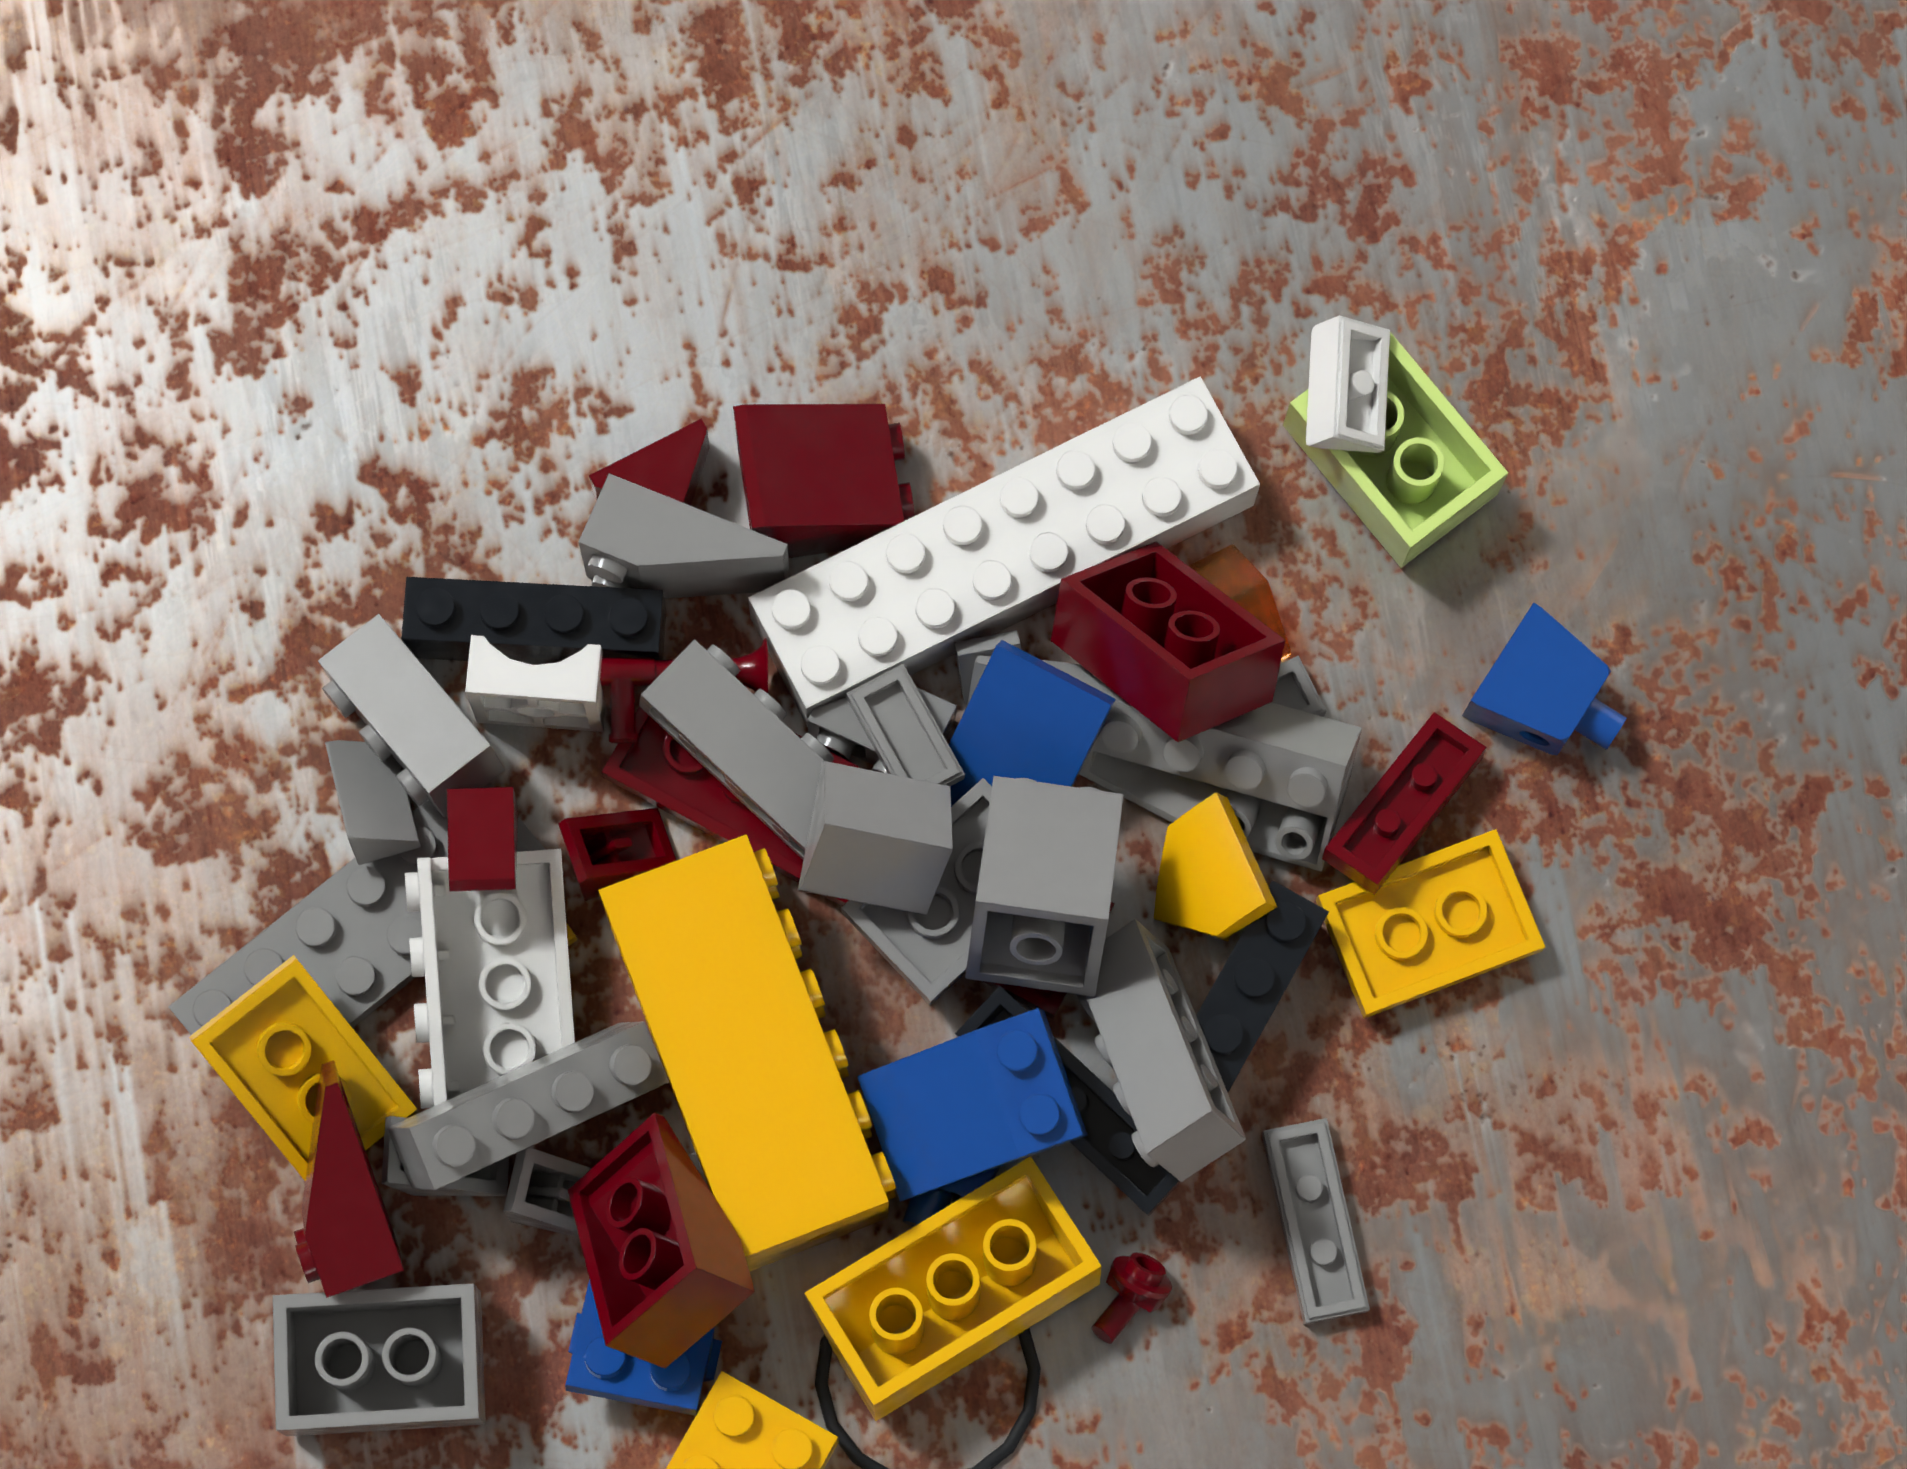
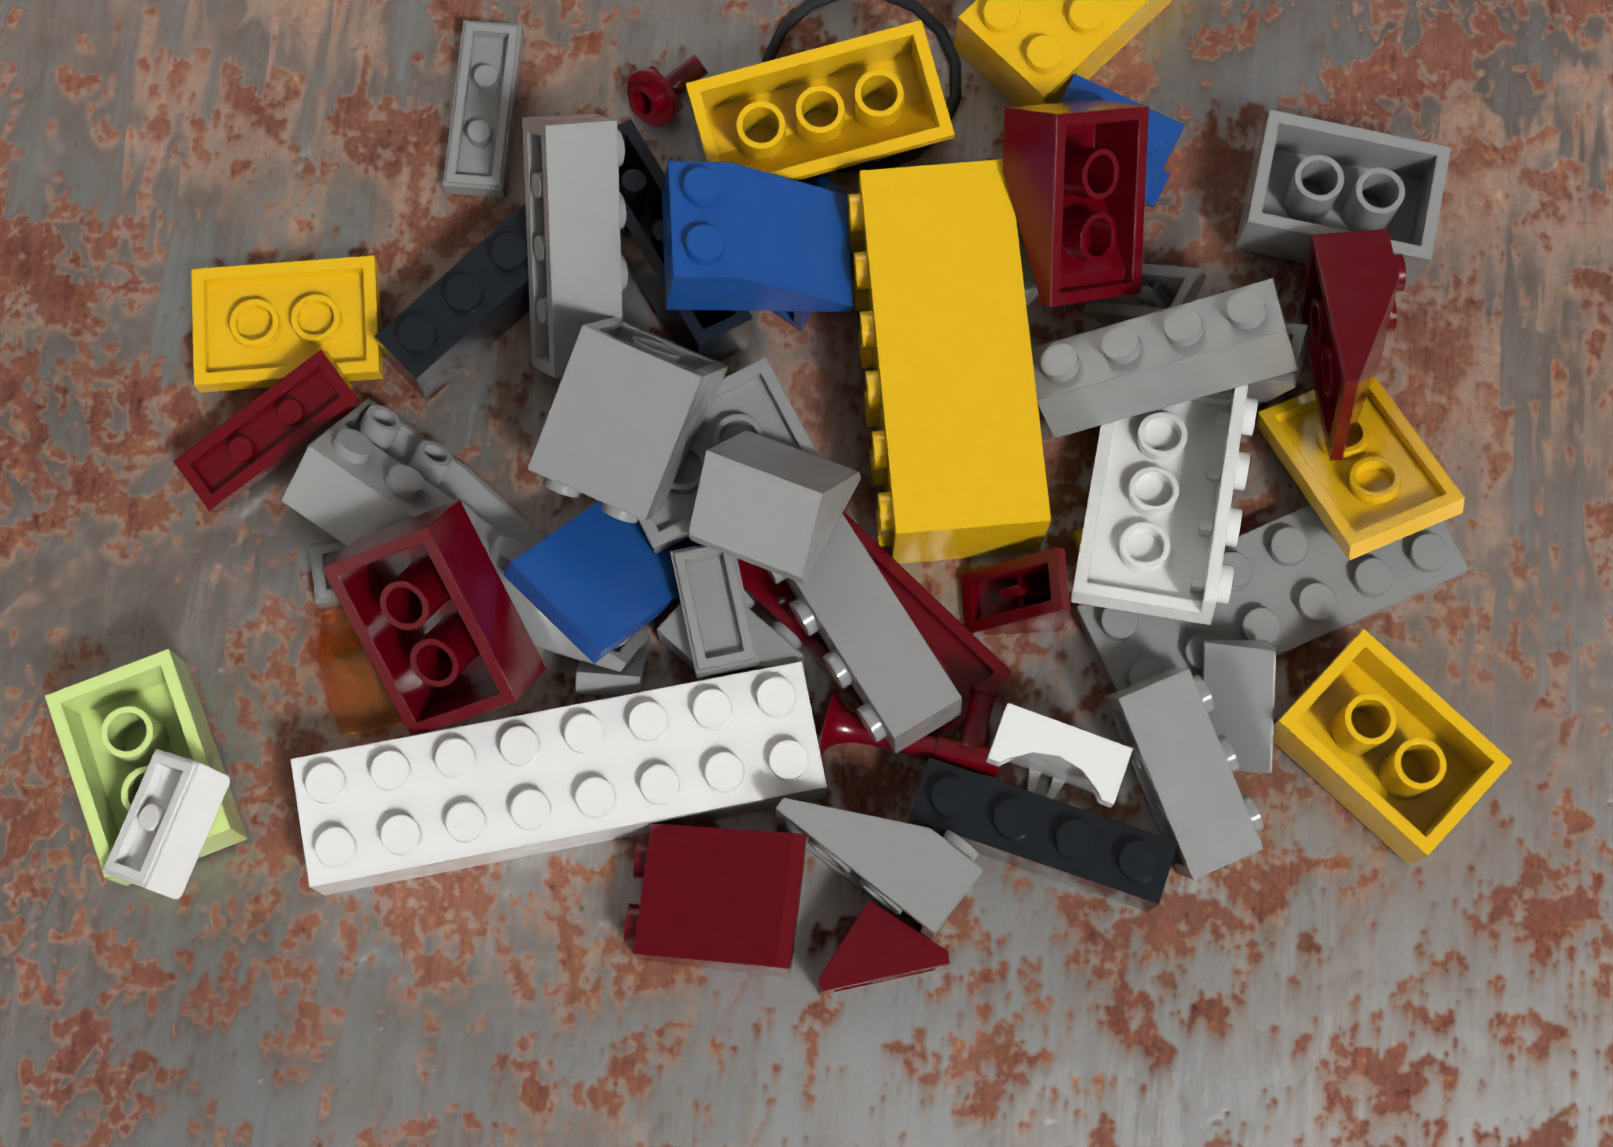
camera: 160 degrees left, 0 degrees up
(217, 793) = (1389, 748): none -> yellow brick
(482, 838) = (1148, 608): dark red slope -> none
(1210, 873) = (470, 404): yellow slope -> none
(1545, 688) = (97, 505): blue torso -> none

